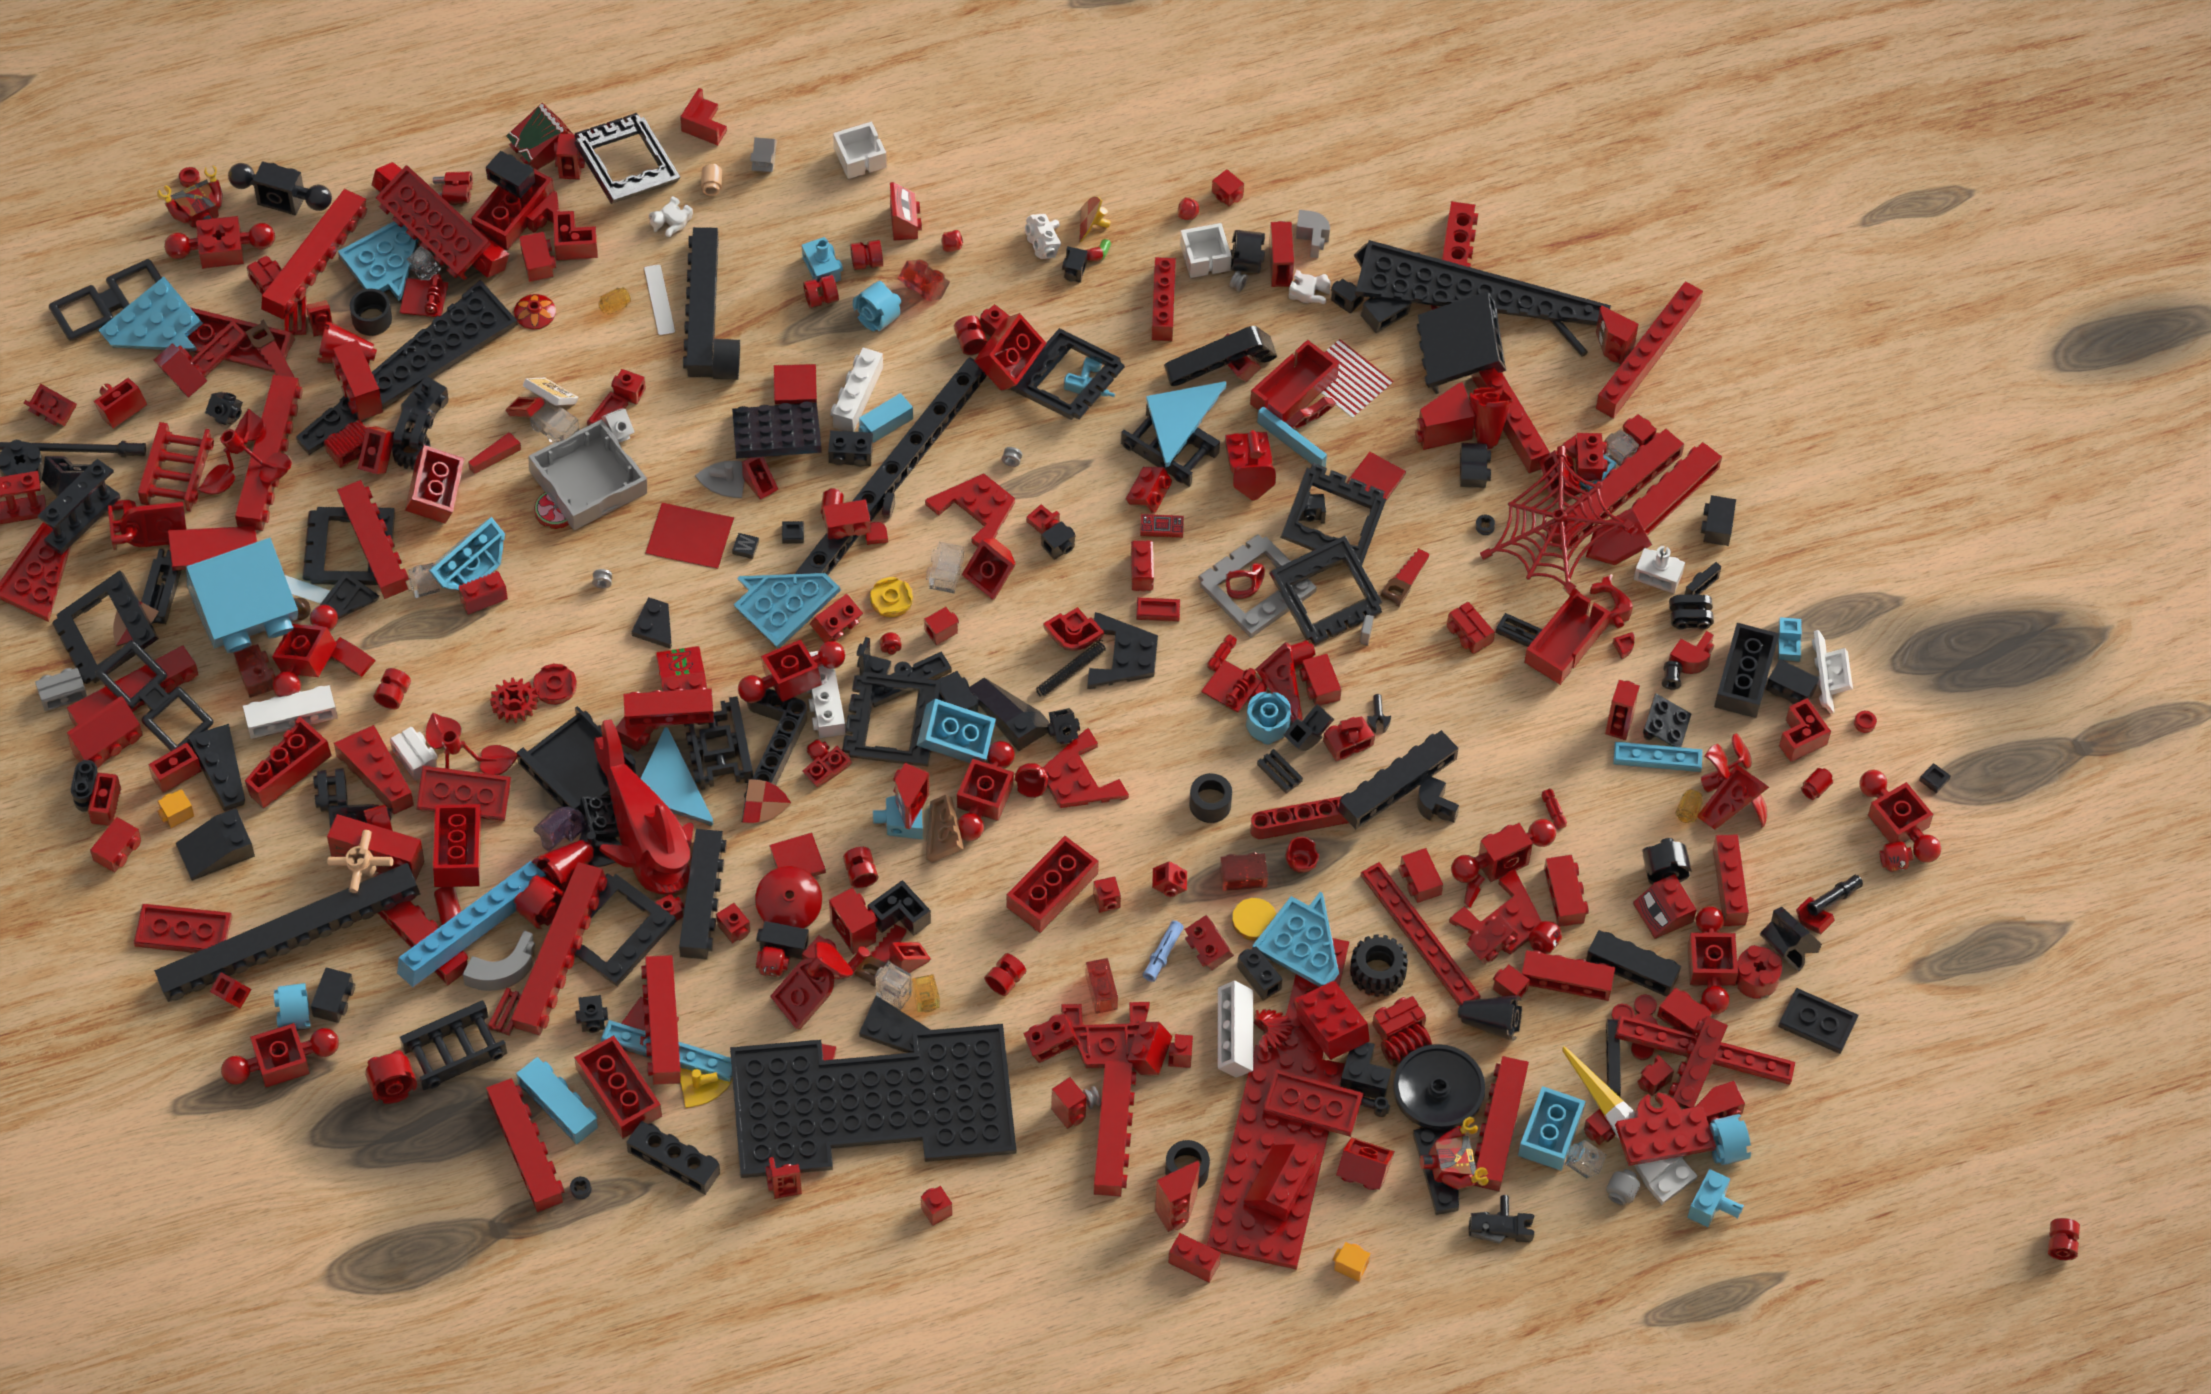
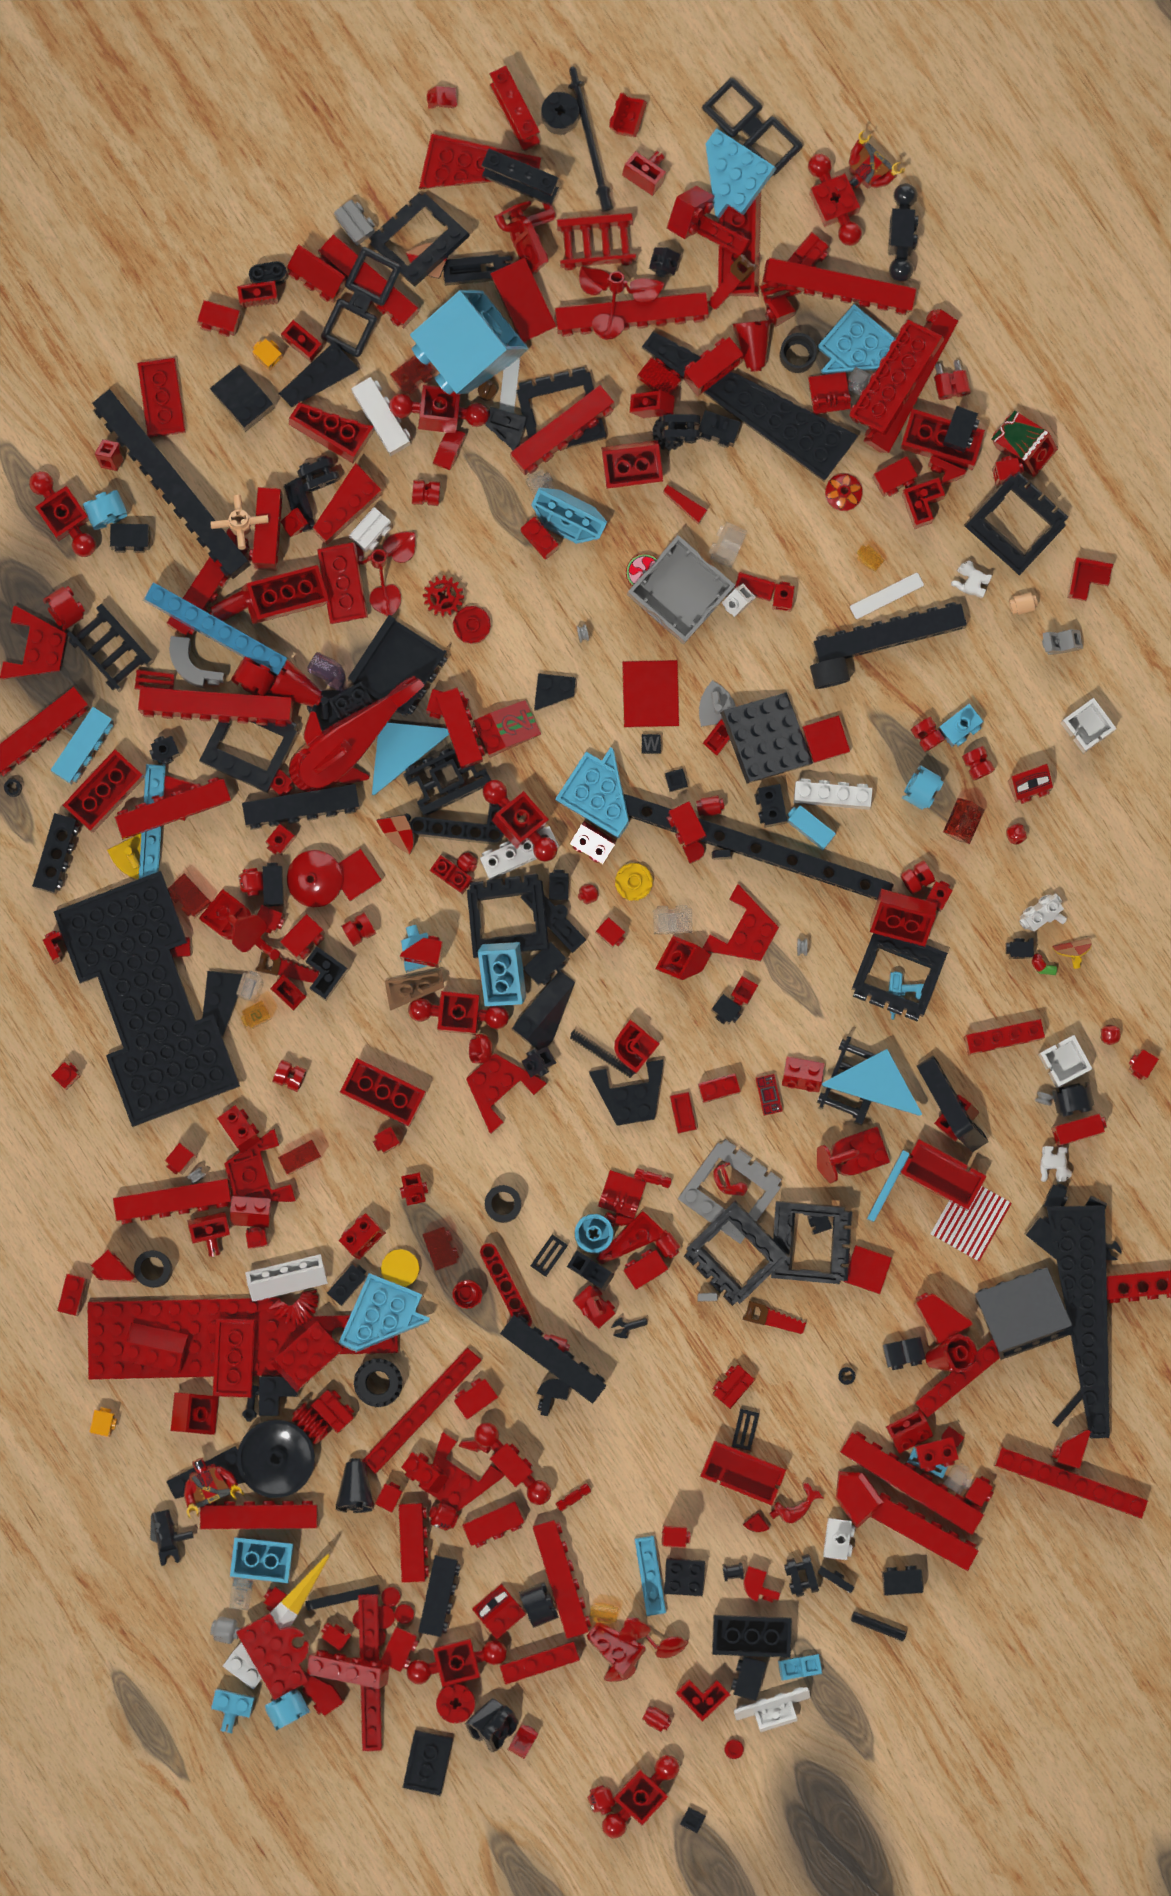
camera: 75 degrees right, 25 degrees up
(60, 473) = (552, 156): black brick -> none
(189, 176) = (900, 150): red tile -> none
(427, 1118) = (43, 647): none -> red wing
(525, 406) = (734, 515): red tile -> none
(550, 391) = (755, 532): white tile -> none
(768, 1028) = (189, 896): none -> clear red brick
(1157, 1095) = (209, 1229): none -> red brick
(1159, 958) = (347, 1199): light blue pin -> none
(1310, 413) = (909, 1189): red tile -> none
(1313, 227) = (1122, 1152): light grey brick -> none
(1561, 520) = (848, 1503): red animal -> none
(1630, 838) = (560, 1578): none -> red brick
(1761, 557) = (878, 1626): none -> black axle
(1841, 891) = (551, 1757): black pin -> none

